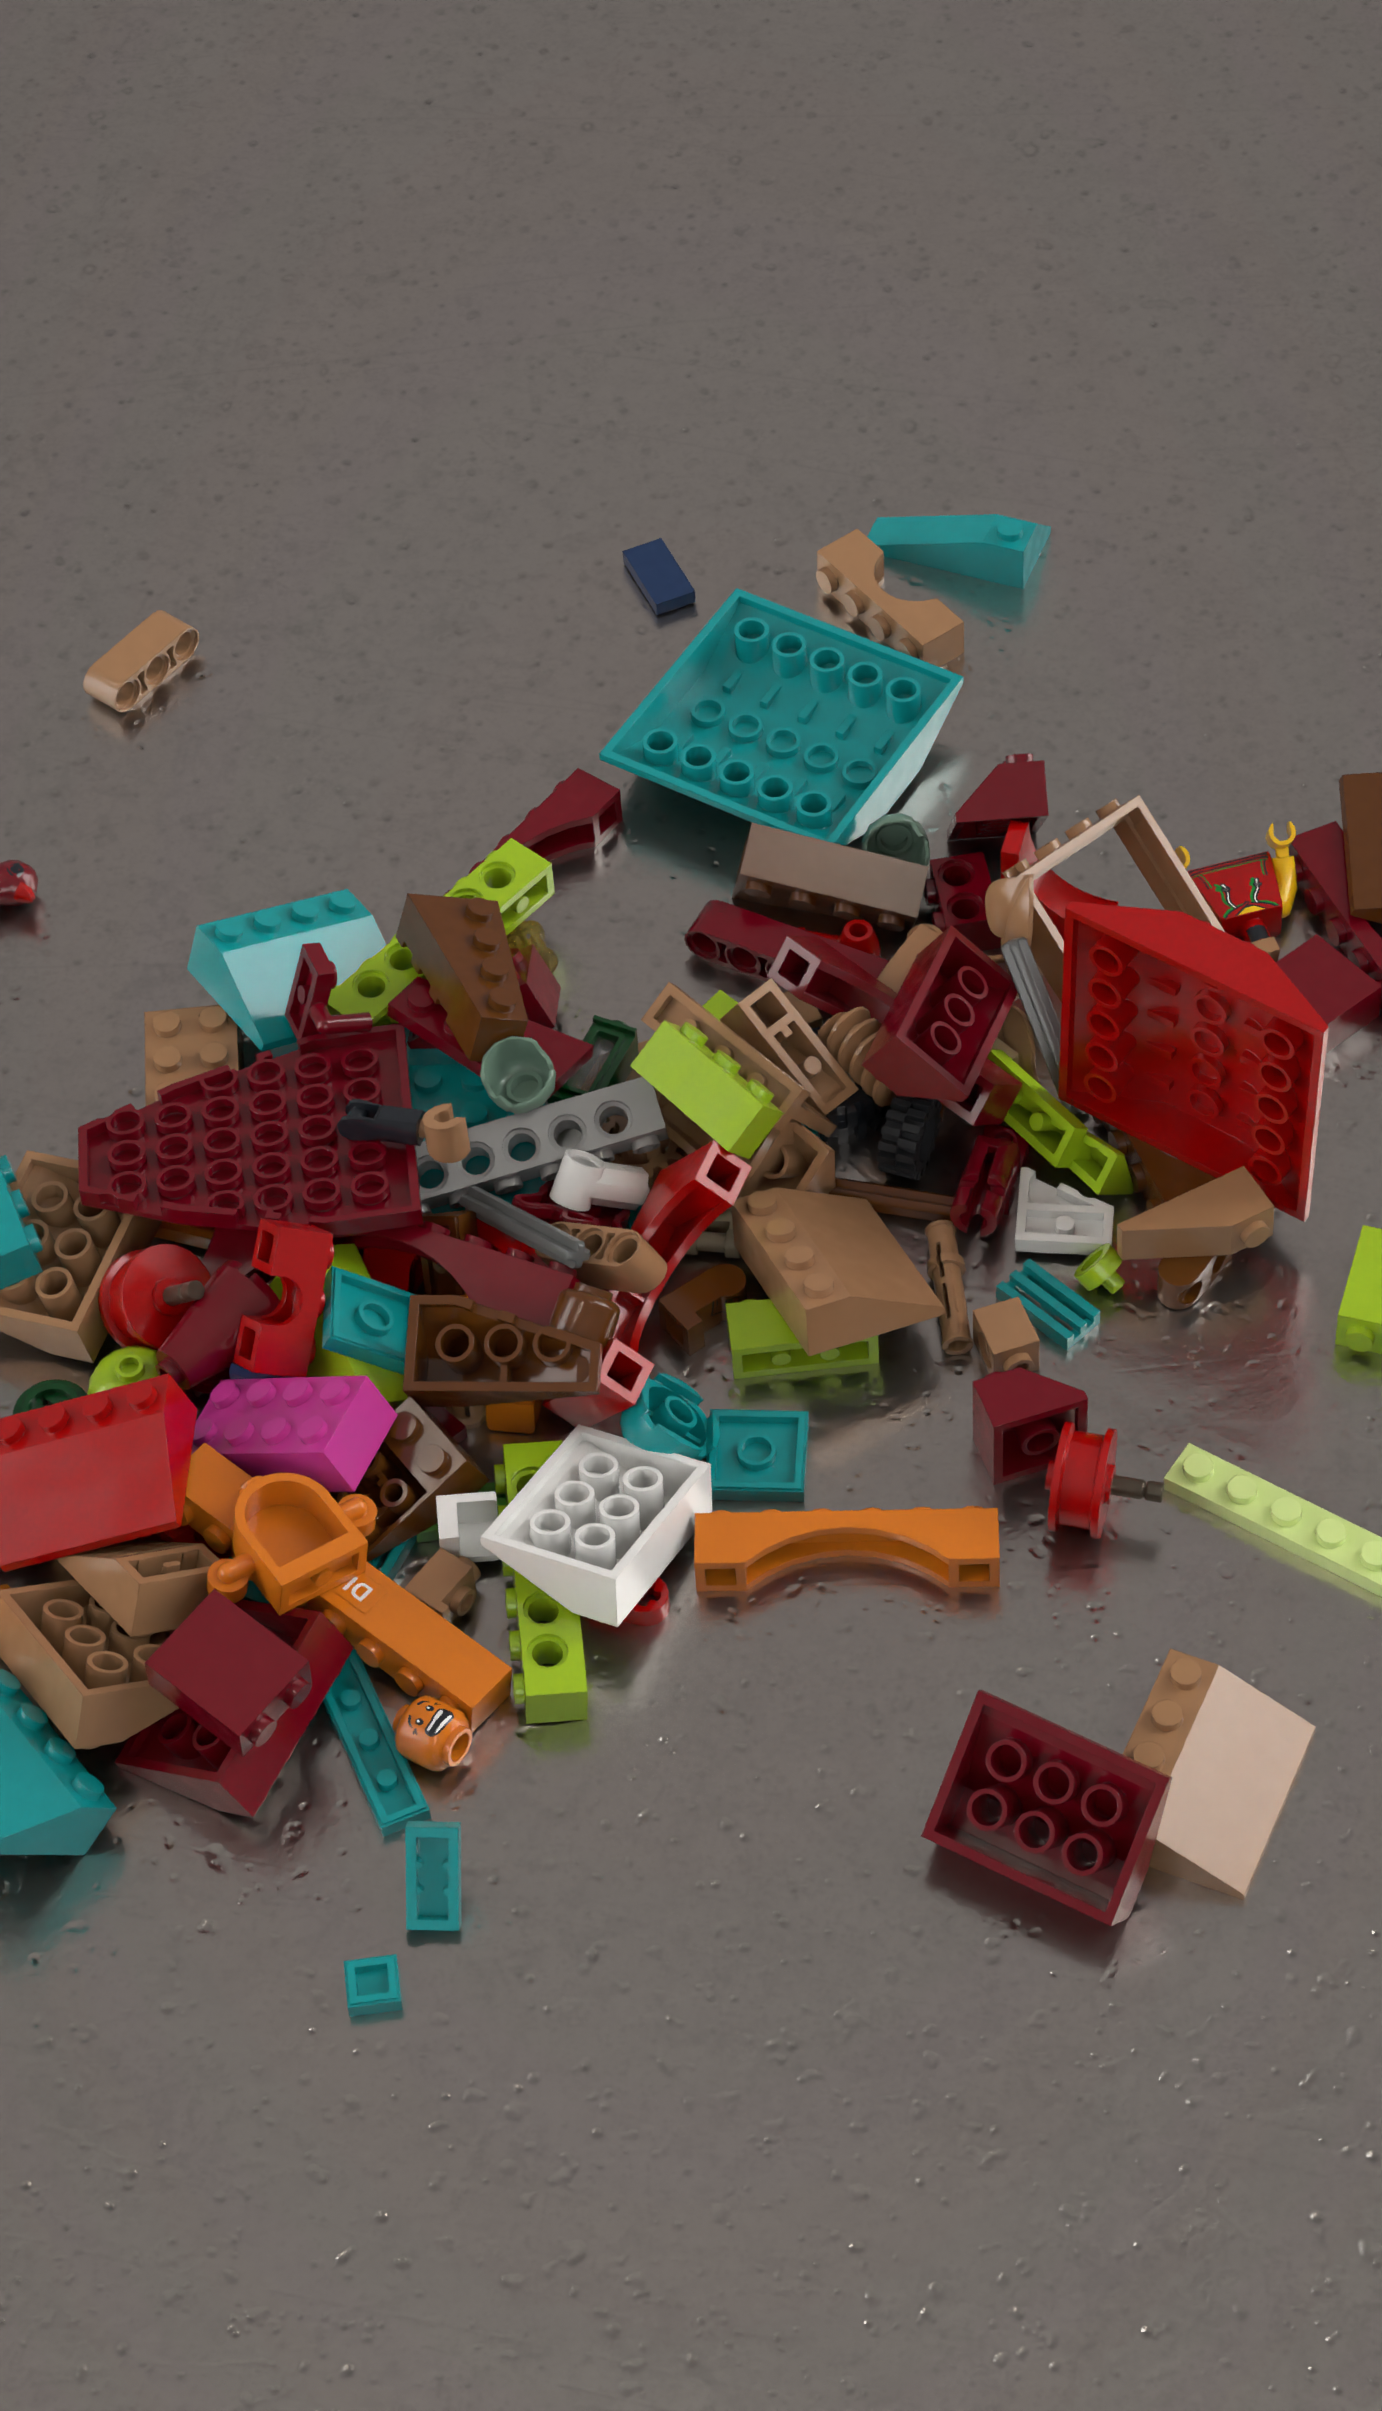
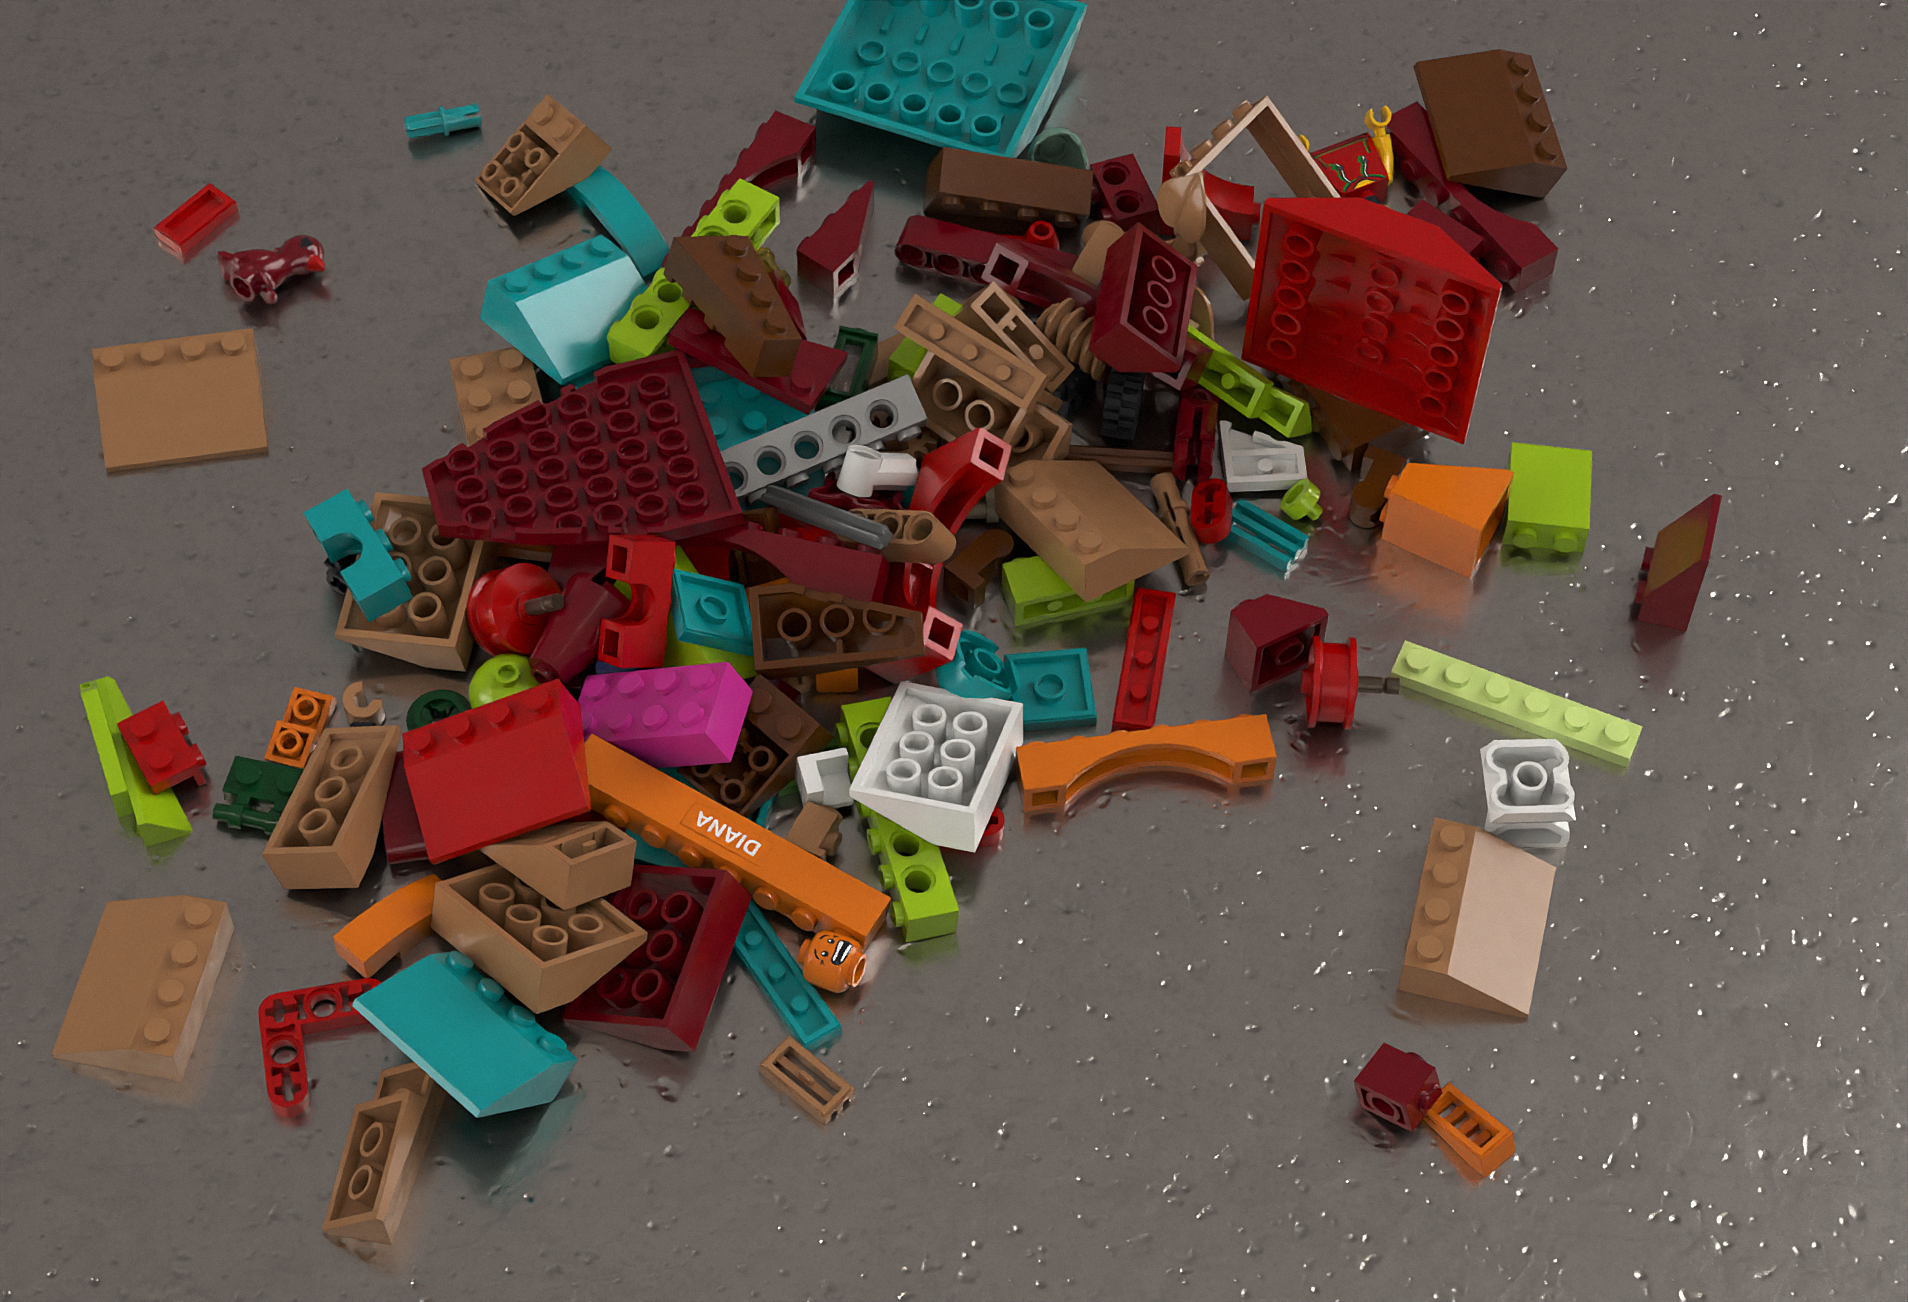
camera: 15 degrees left, 5 degrees up
(141, 661) = (371, 48): medium nougat beam -> none
(202, 749) = (442, 121): none -> teal axle
(229, 1673) = (663, 933): dark red brick -> none
(293, 1541) = (688, 812): orange piece -> none
(303, 798) = (542, 158): none -> medium nougat slope
(310, 994) = (600, 331): dark red plate -> none
(334, 1847) = (794, 1091): none -> medium nougat tile
(373, 1985) = (826, 1183): teal tile -> none
(375, 865) = (623, 219): none -> teal slope
(433, 1875) = (862, 1084): teal tile -> none
(444, 1135) = (747, 448): piece -> none
(518, 1074) = (798, 385): sand green hair -> none
(586, 1313) = (899, 586): reddish brown head -> none
(620, 928) = (836, 249): none -> dark red slope
(708, 1087) = (965, 381): lime brick -> none
(875, 1432) = (1143, 660): none -> red tile
(989, 1269) = (1204, 510): none -> red beam
(1006, 1337) = (1238, 569): medium nougat brick -> none
(1008, 793) = (1150, 107): dark red slope -> none
(1036, 1005) = (1216, 288): dark grey axle -> none
(1049, 1809) = (1368, 964): dark red slope -> none
(1063, 1956) = (1398, 1086): none -> dark red head
(1158, 2046) = (1485, 1151): none -> orange slope
(1202, 1222) = (1383, 452): medium nougat slope -> none
(1267, 1298) = (1446, 512): none -> orange slope
(1292, 1633) = (1528, 792): none -> white piece

